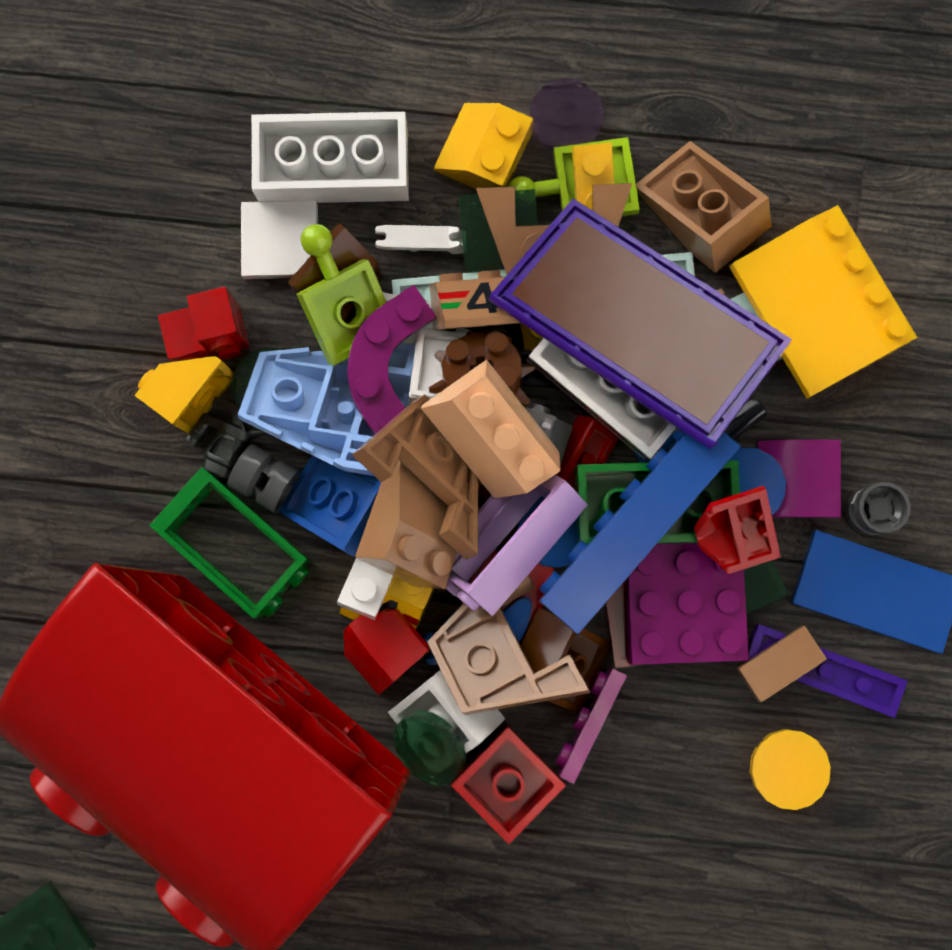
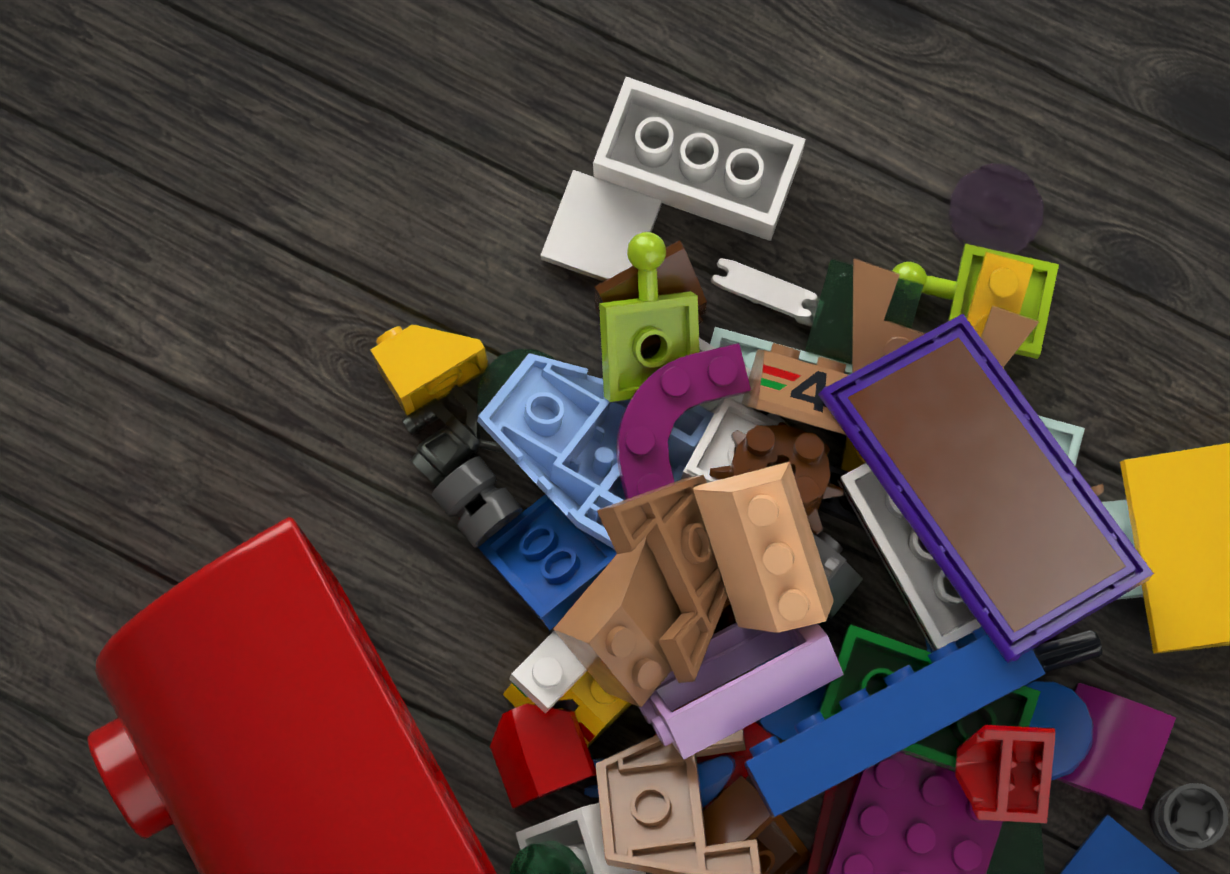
camera: 20 degrees right, 5 degrees down
(184, 505) = (375, 496): green window -> none
(205, 328) = (475, 301): red brick -> none
(485, 145) = (884, 211): yellow slope -> none
(588, 444) = (871, 606): red slope -> none
(706, 205) = (1121, 379): medium nougat slope -> none

